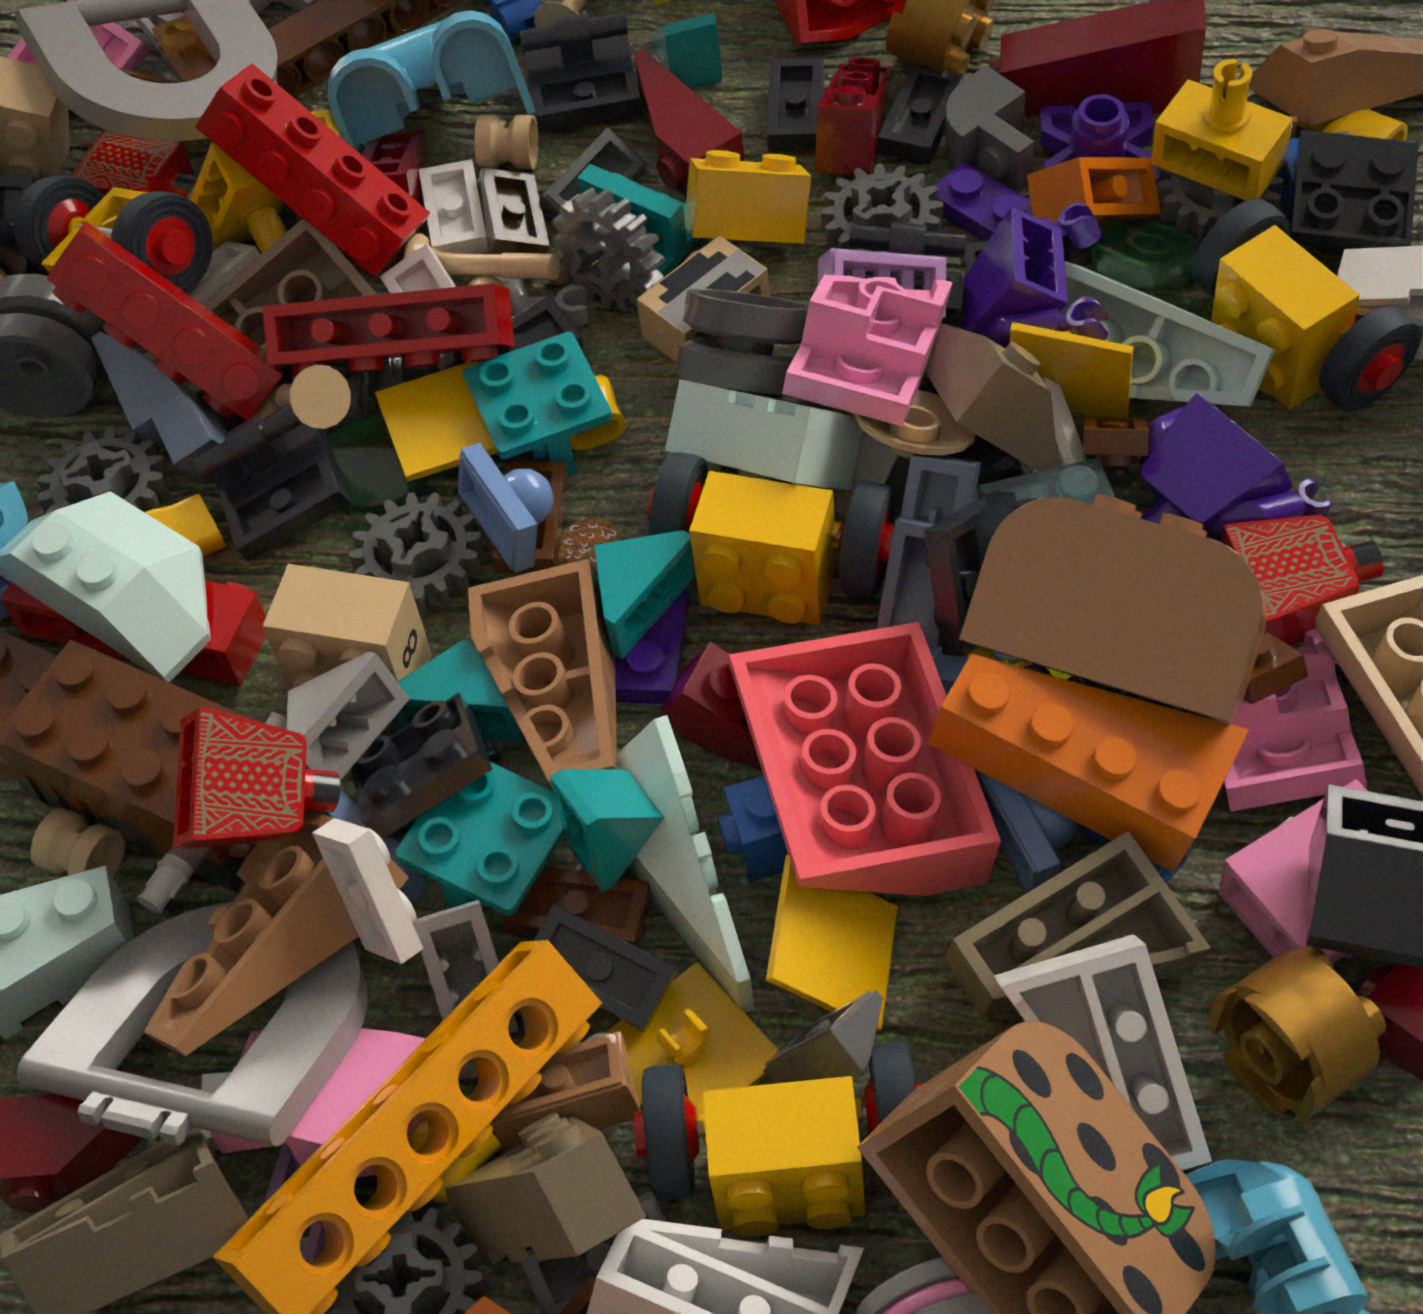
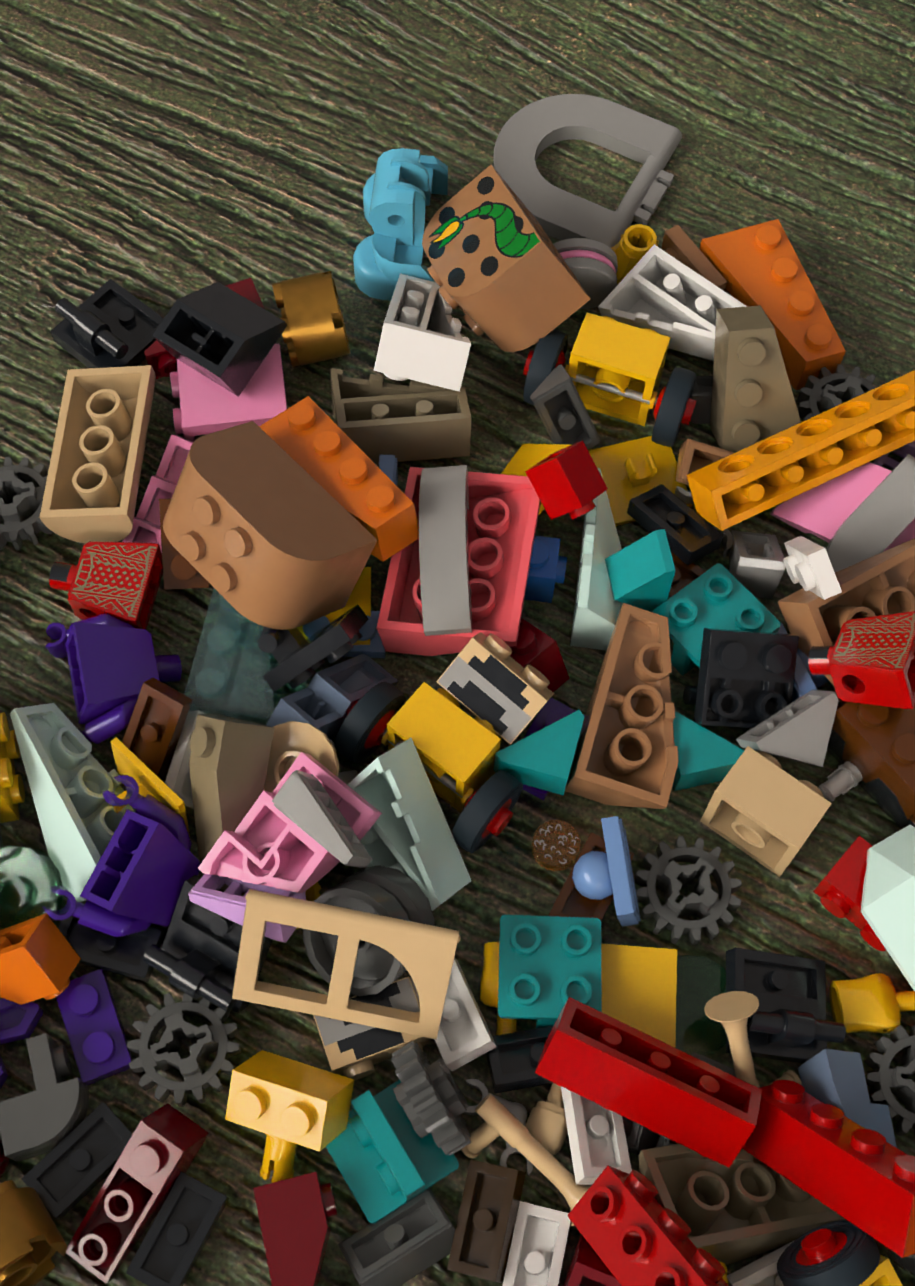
camera: 165 degrees left, 10 degrees up
(625, 342) = (462, 1027): none -> white plate
(728, 598) = (496, 685): none -> brick
(747, 262) = (421, 948): none -> tan window
(762, 873) = (567, 481): none -> red brick
(856, 319) = (313, 810): none -> light grey slope
(894, 734) = (444, 550): none -> light grey slope

